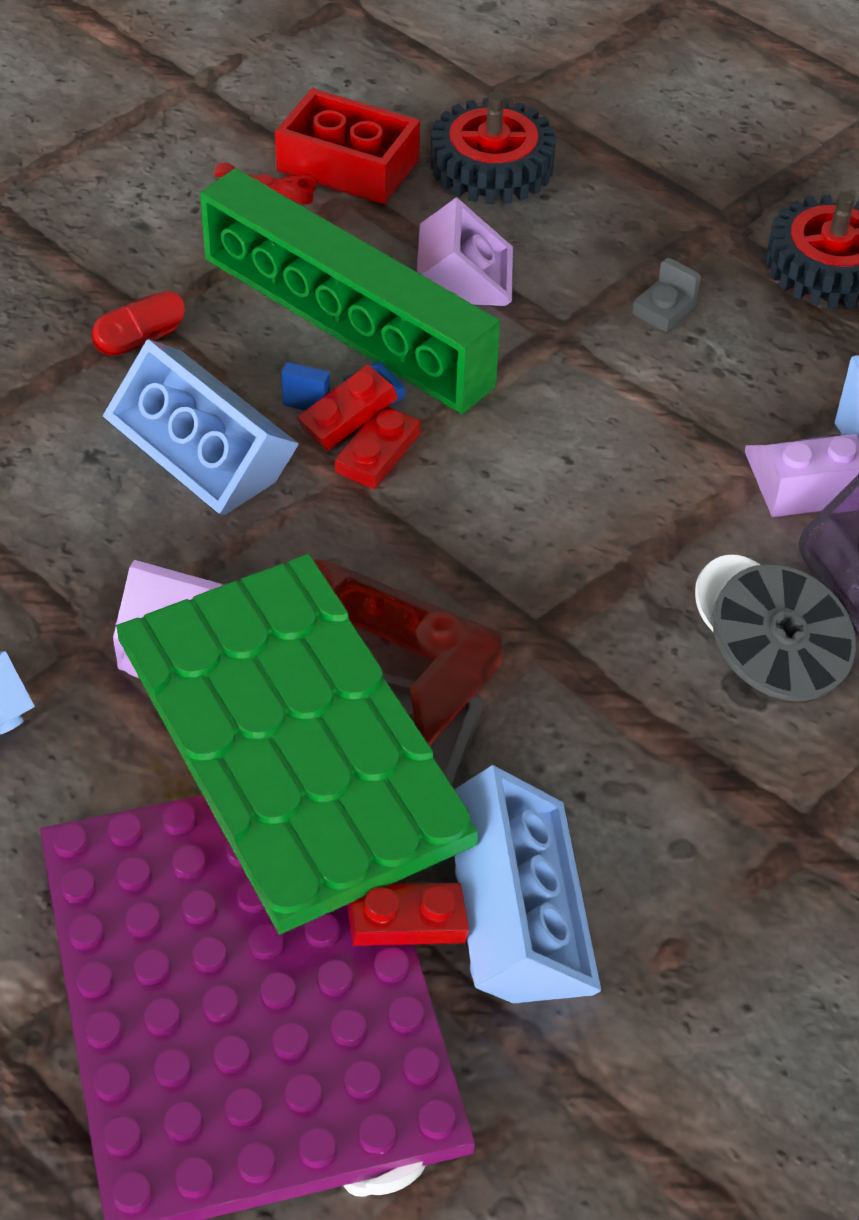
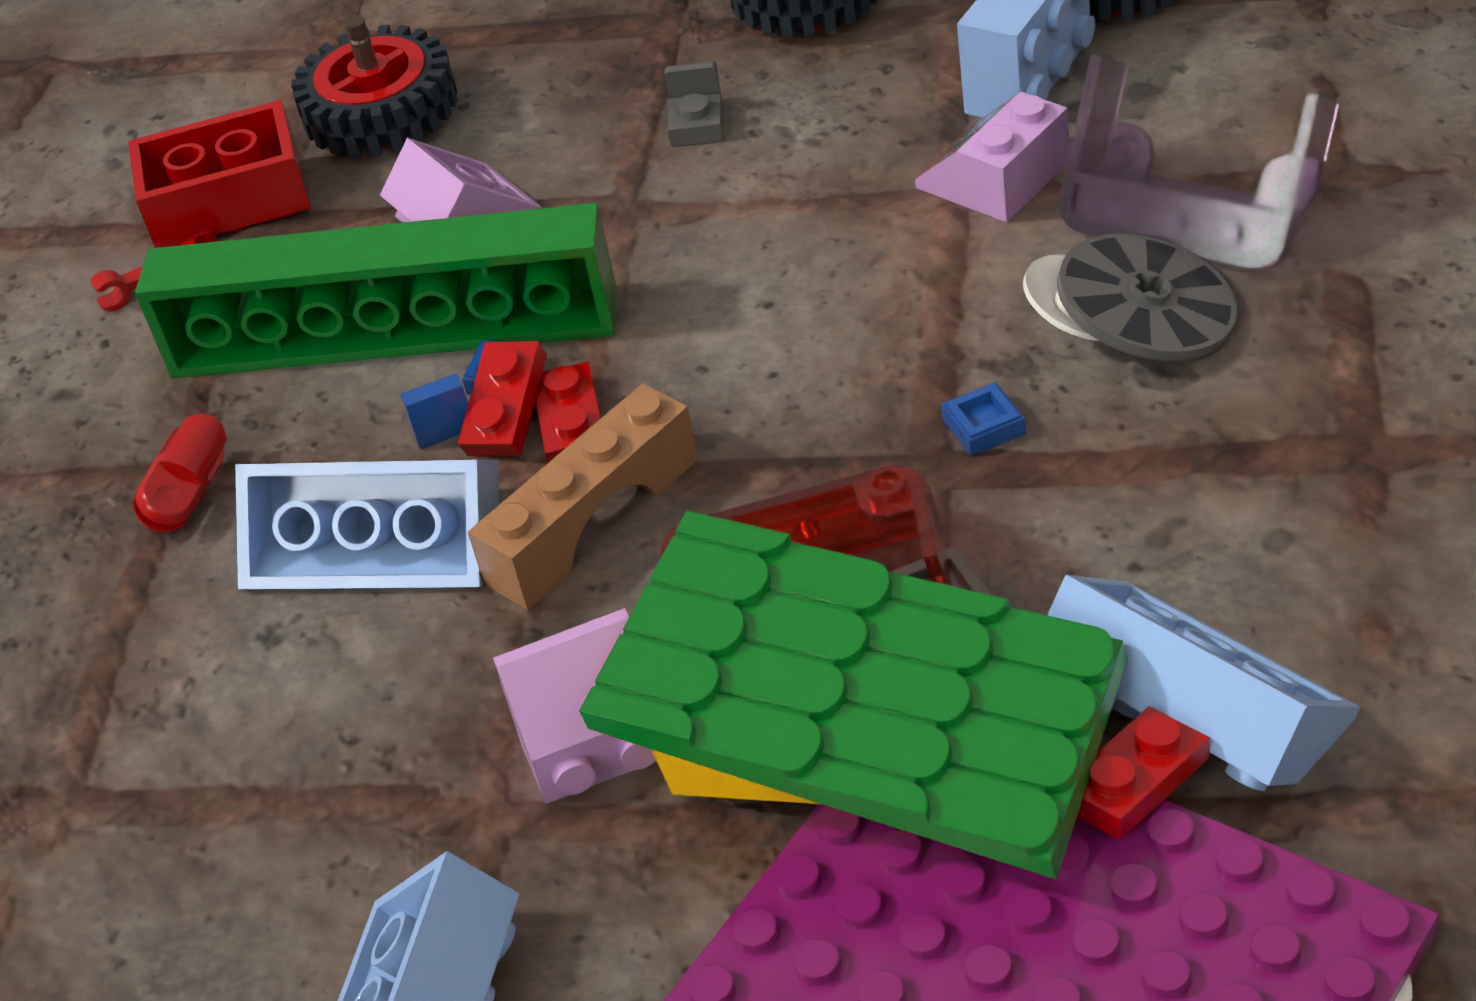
camera: 30 degrees left, 5 degrees down
(270, 502) = (533, 533): none -> medium nougat arch
(601, 633) = (983, 419): none -> blue tile

